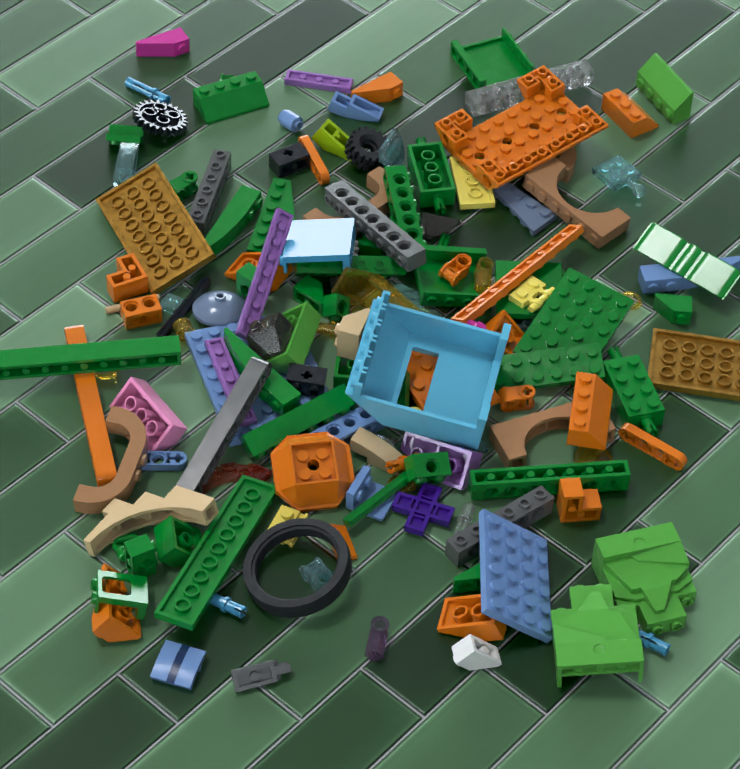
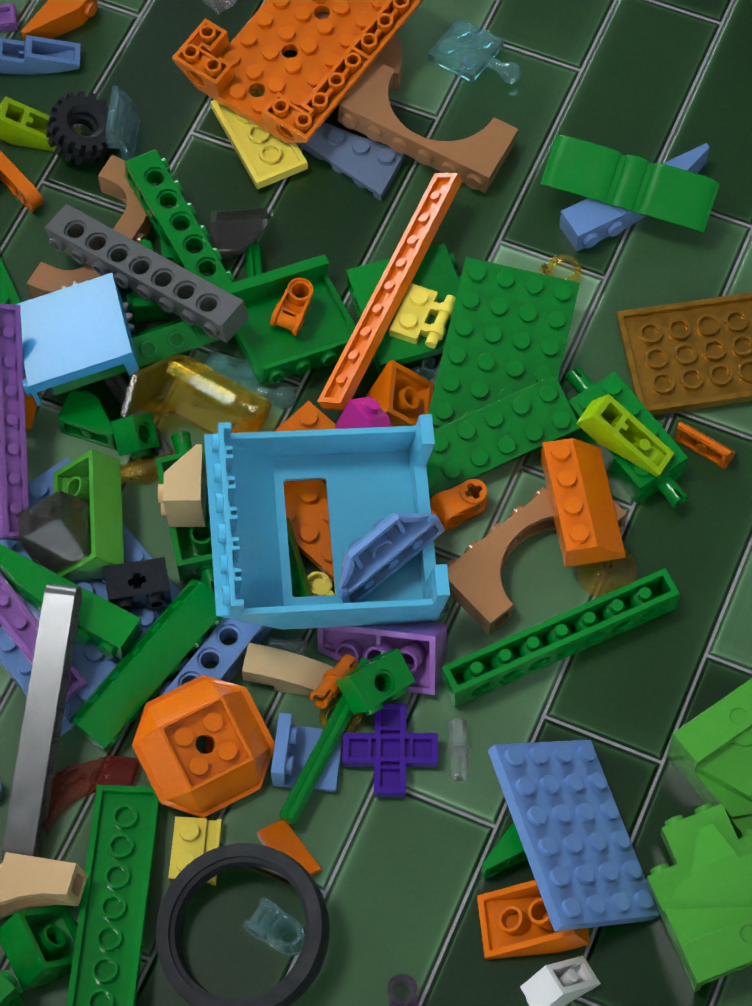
camera: 15 degrees left, 15 degrees up
(431, 175) = (194, 144): green brick -> none
(460, 394) = (384, 551): none -> medium blue wedge
(483, 274) = (338, 304): clear yellow piece -> none
(522, 512) = (526, 725): dark grey brick -> none
(577, 504) = (615, 661): orange brick -> none
(629, 383) = (624, 434): none -> lime slope
(671, 456) = (687, 521): orange beam -> none
(674, 308) = (634, 266): green slope -> none
(680, 411) = (703, 445): none -> orange slope

